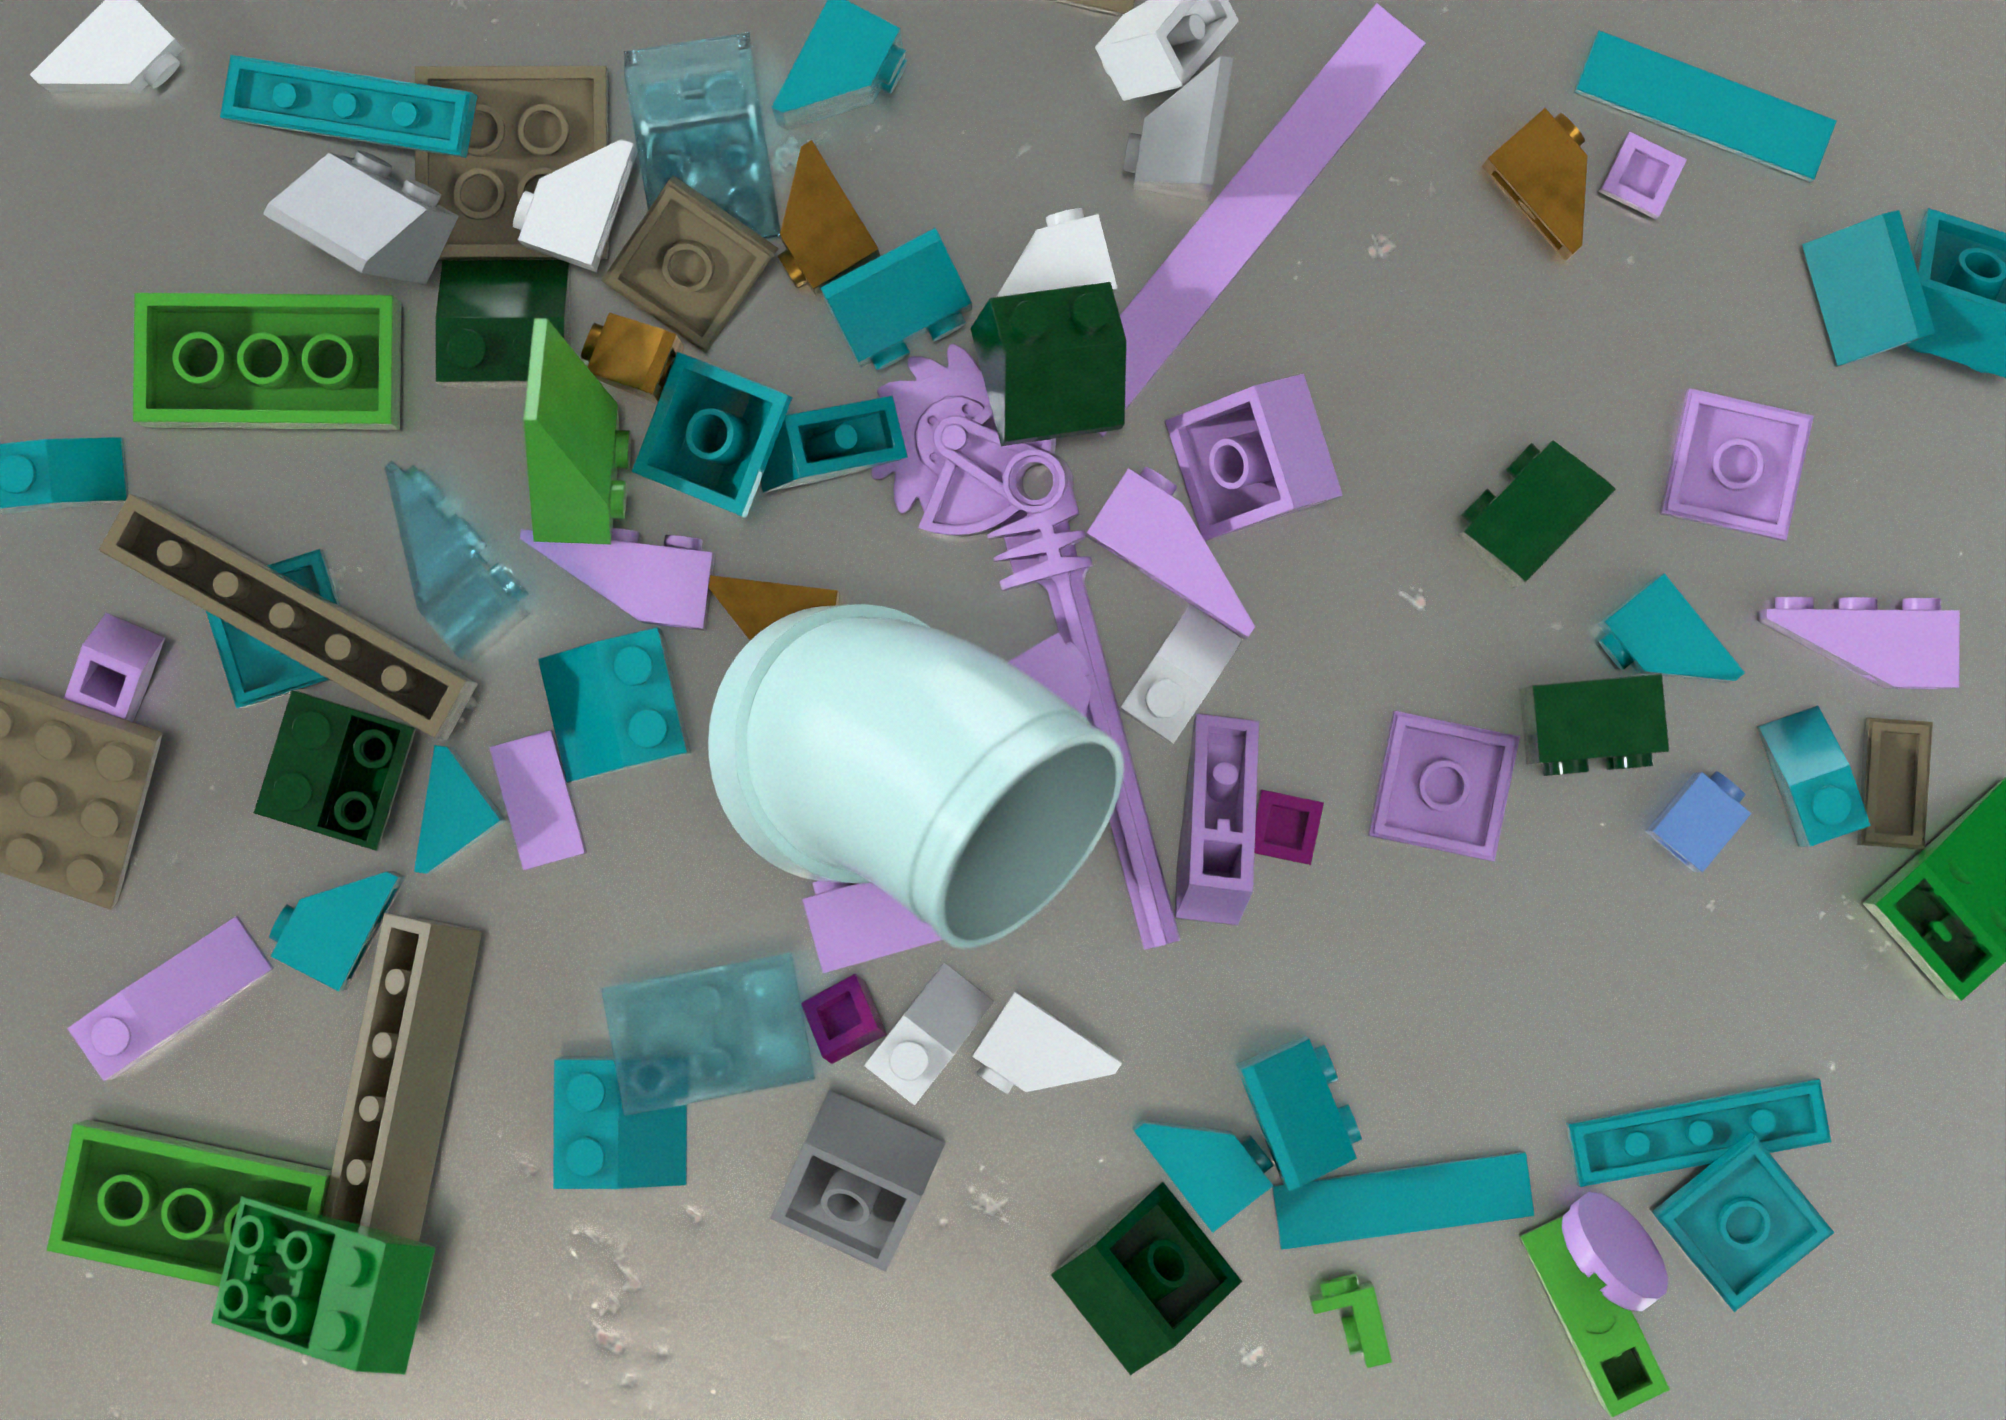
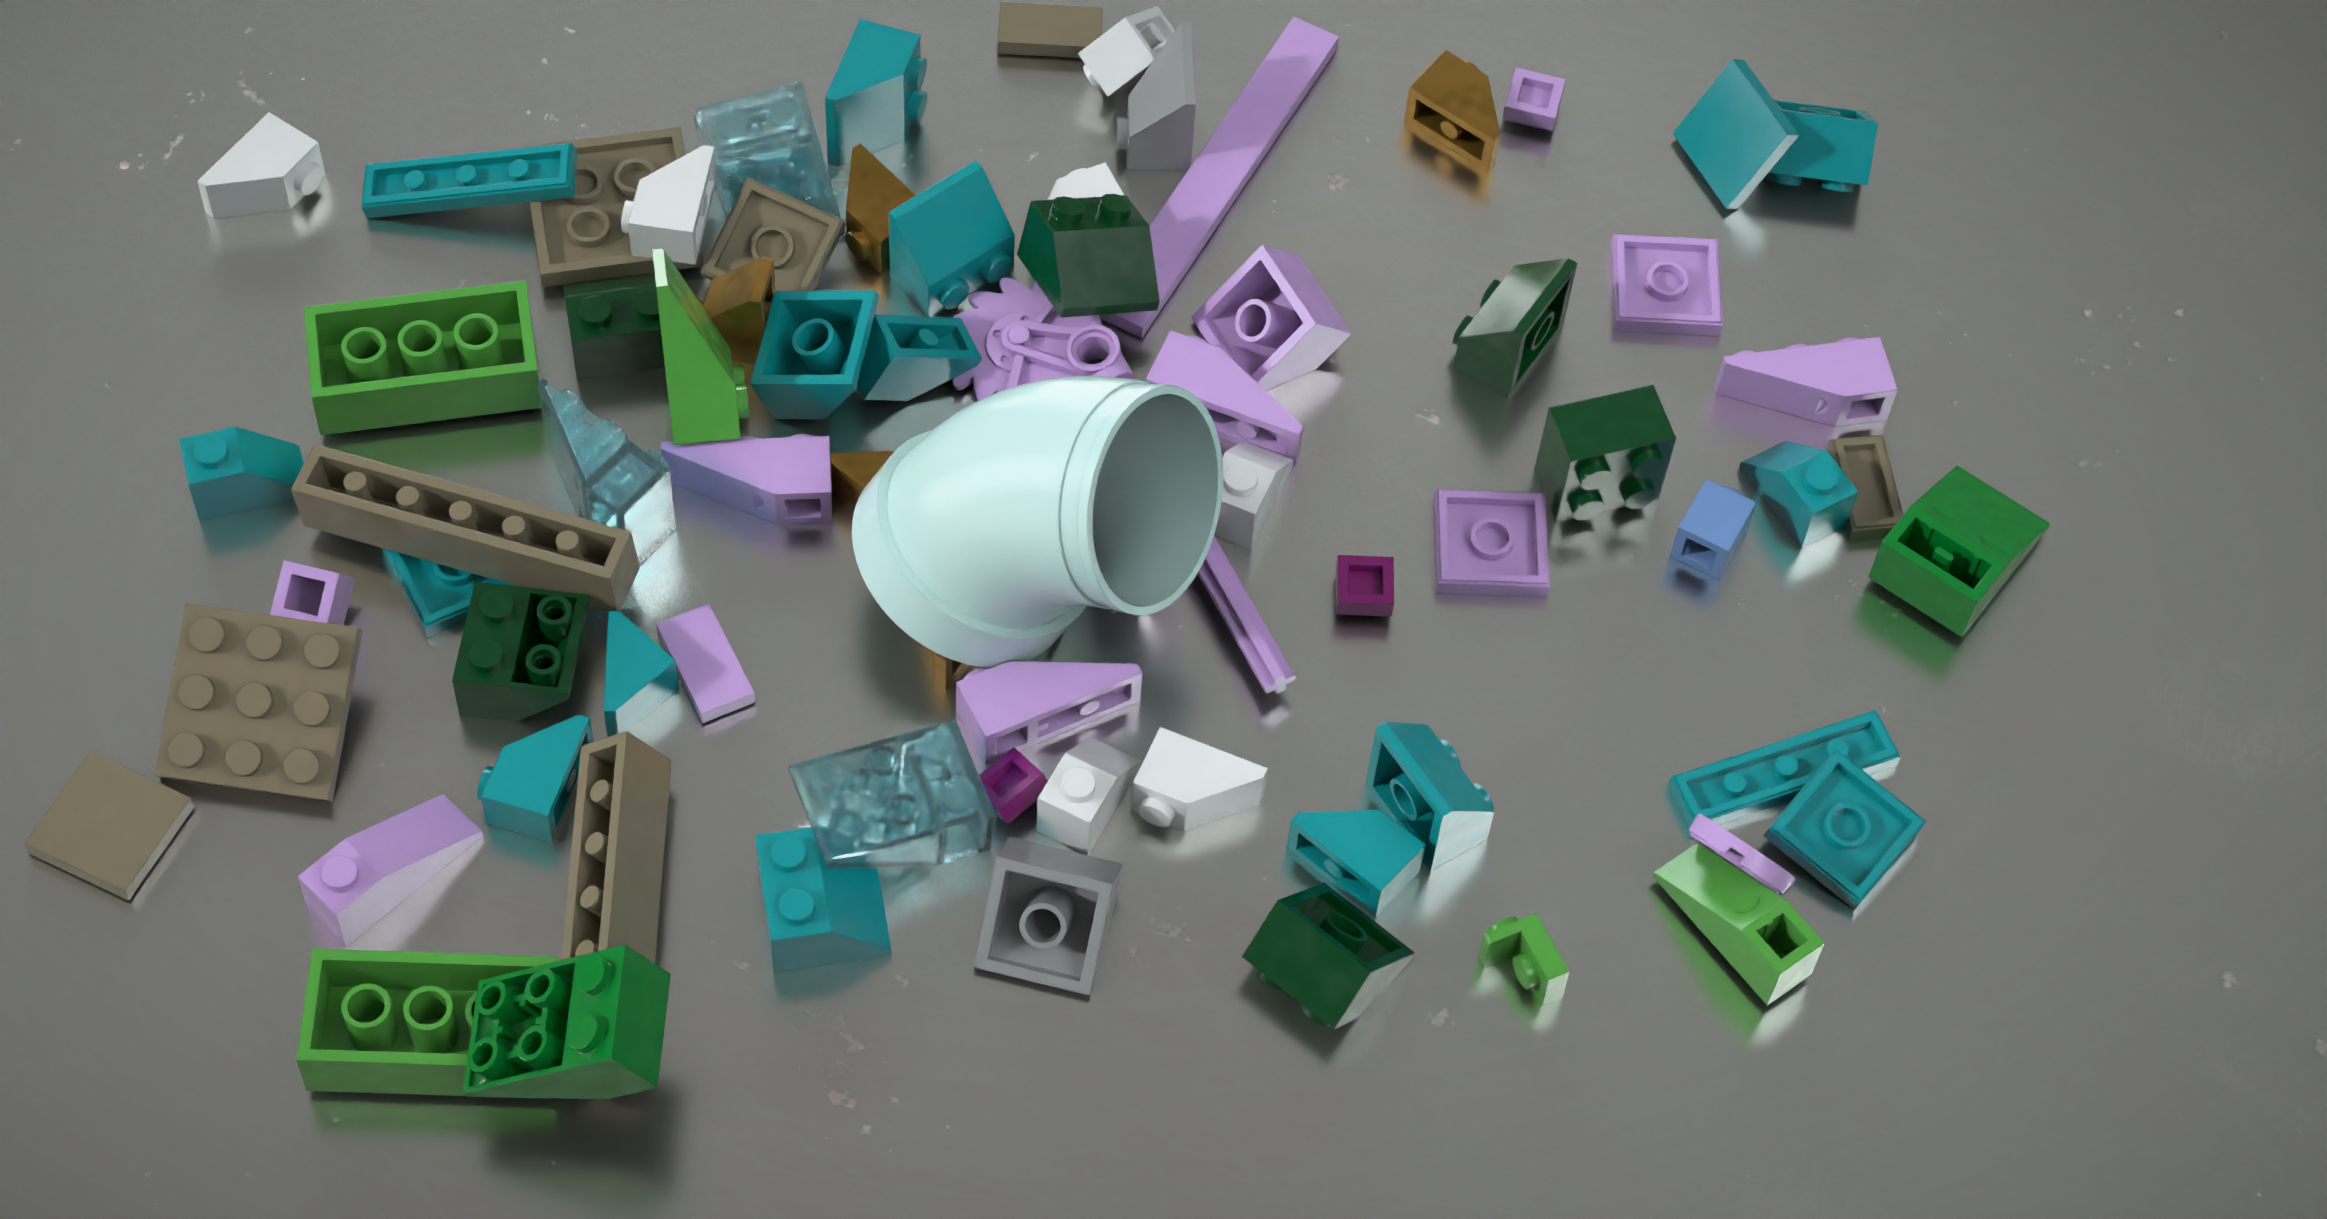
camera: 15 degrees left, 30 degrees down
(366, 216) = (497, 239): slope -> none
(614, 705) = (764, 573): teal slope -> none
(1218, 821) = (1307, 590): lavender slope -> none
(1404, 1200) = (1541, 862): teal tile -> none
(1665, 636) = (1686, 407): teal slope -> none
(1705, 106) = (1570, 54): teal tile -> none

